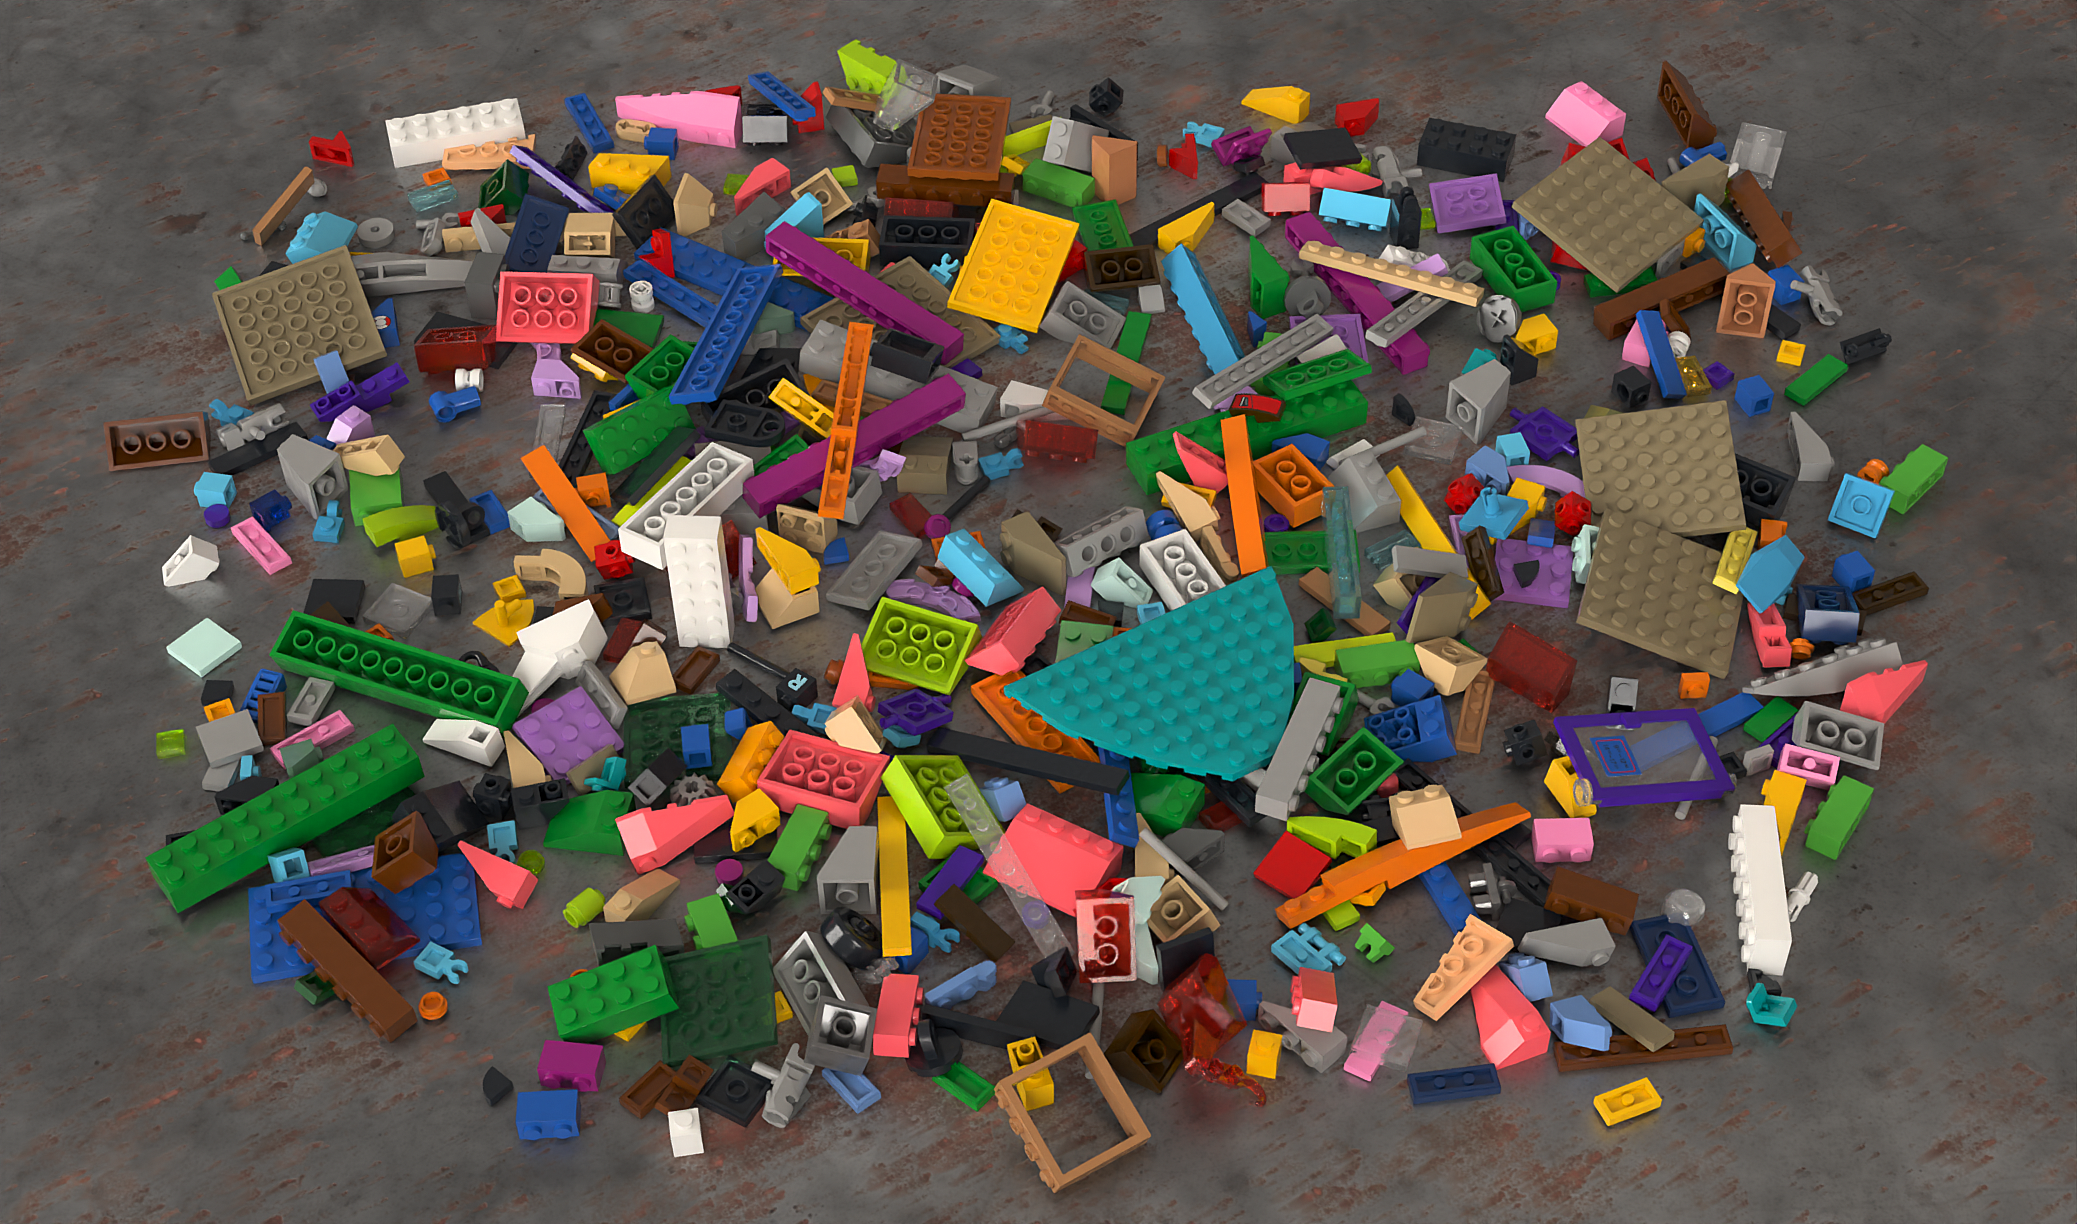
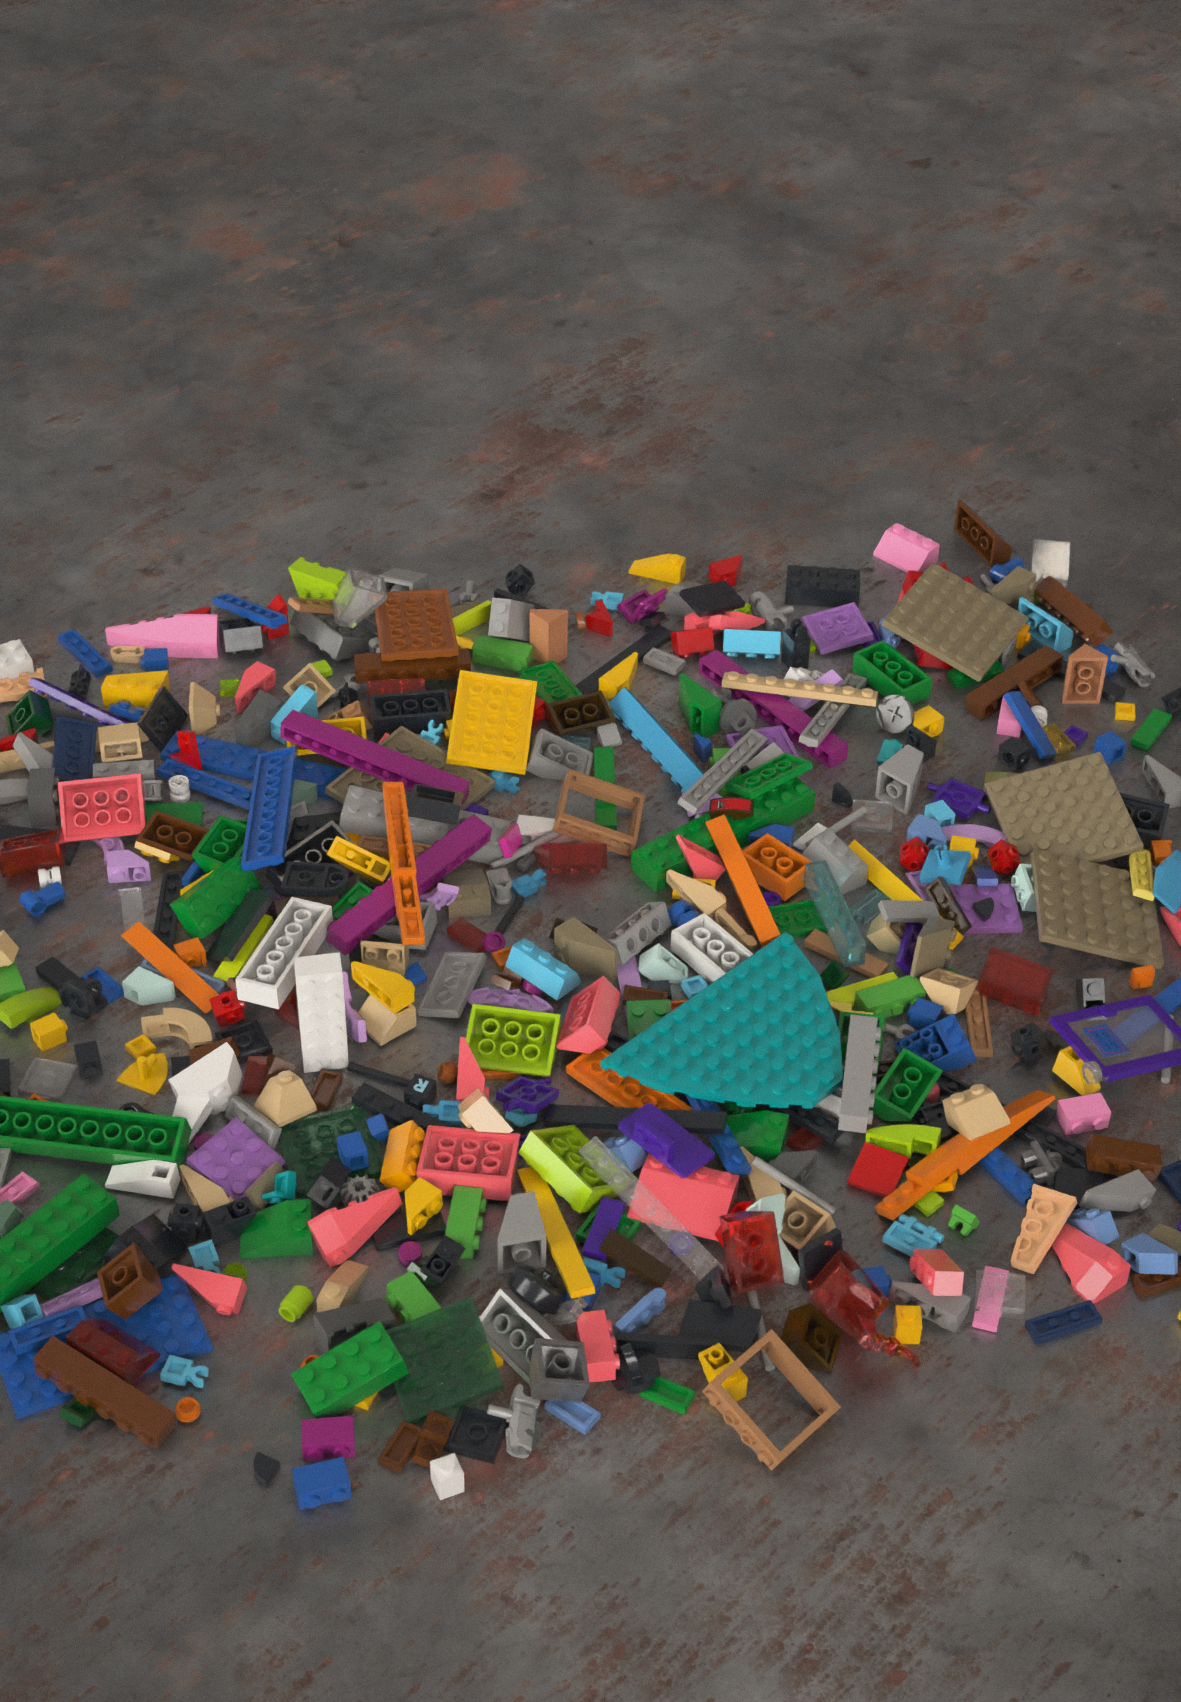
camera: 15 degrees left, 5 degrees down
(990, 410) = (510, 840): none -> dark pink tile
(1048, 792) = (666, 1140): none -> dark purple bracket

